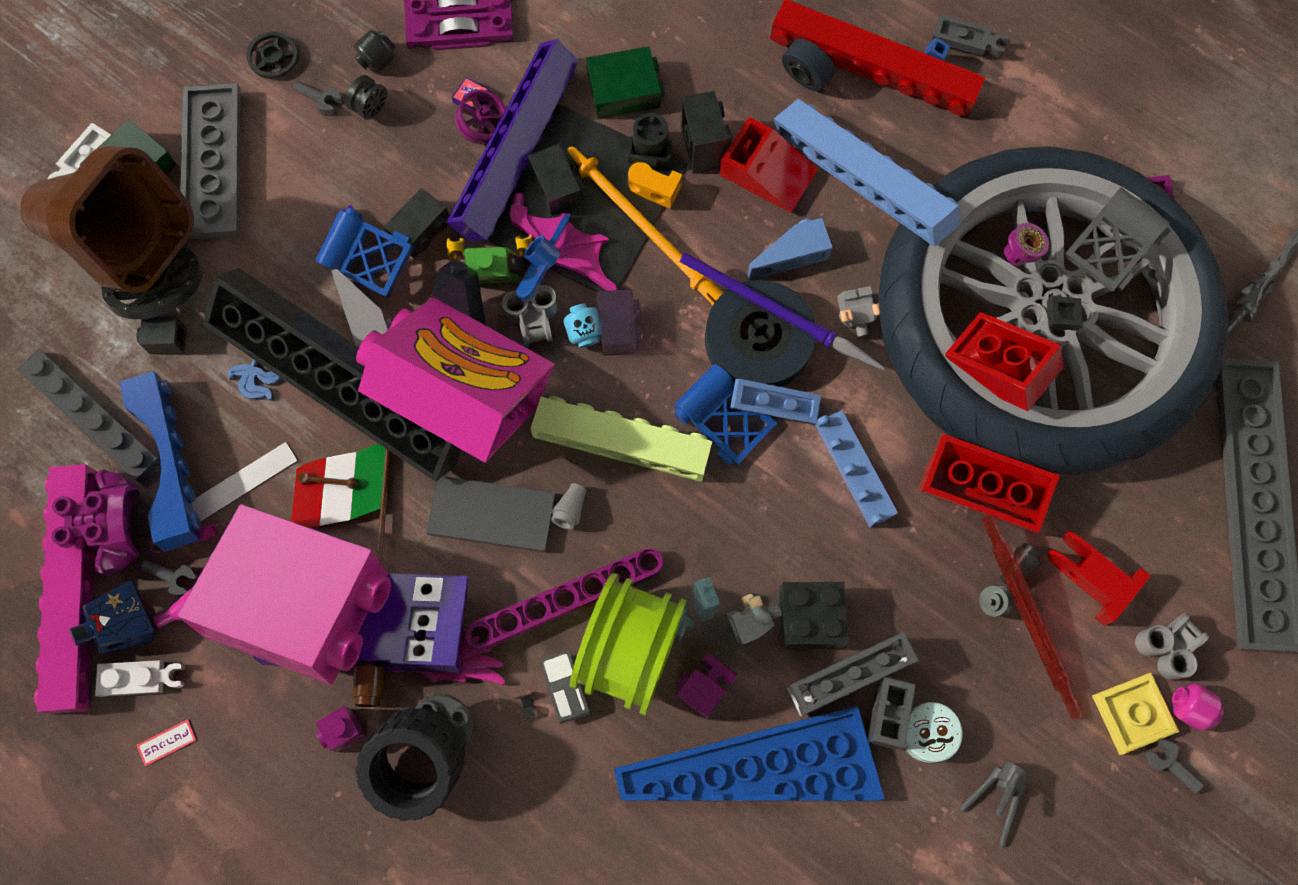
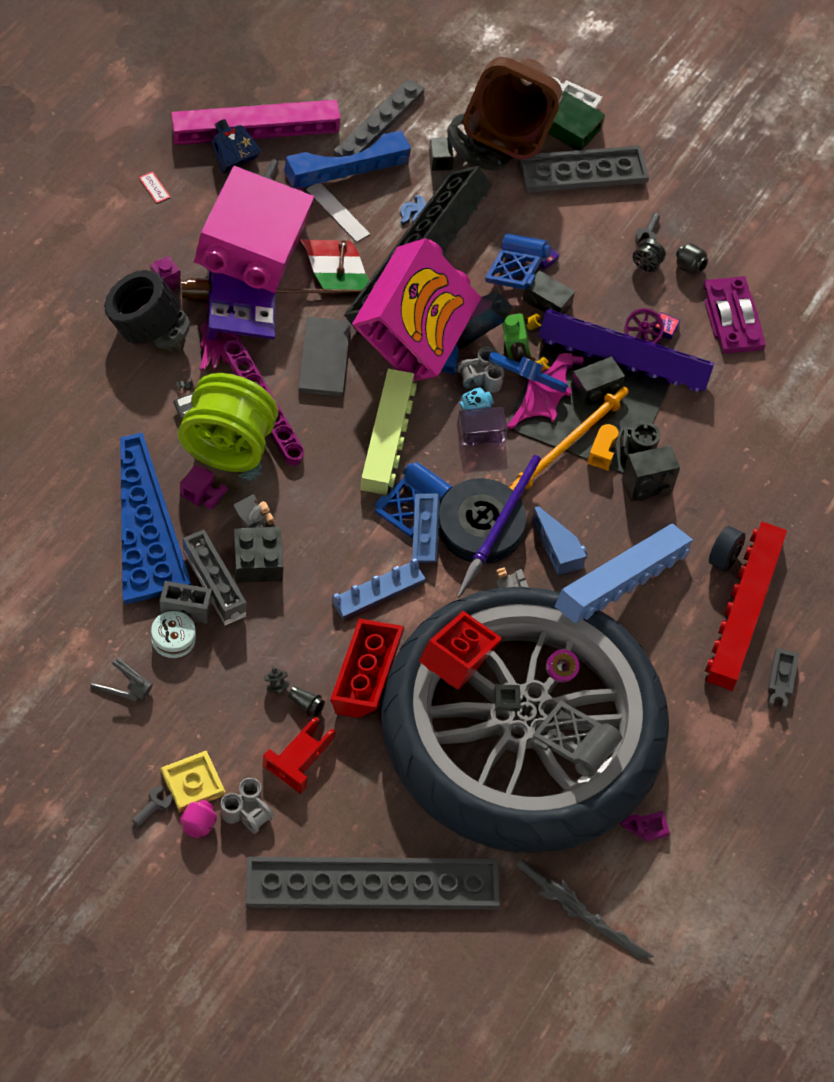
camera: 80 degrees right, 15 degrees down
(102, 521) = (303, 127): magenta piece -> none
(135, 678) = (196, 166): white plate -> none
(272, 55) = (679, 199): pearl dark grey wheel -> none
(360, 311) = (476, 262): light grey slope -> none
(568, 509) = (332, 401): light grey cone -> none
(624, 82) = (692, 423): dark green brick -> none
(705, 599) = (262, 472): clear light blue piece -> none
(767, 165) = (630, 519): red slope -> none
(937, 49) = (756, 648): blue piece -> none
(1032, 616) = (265, 701): clear red axle -> none

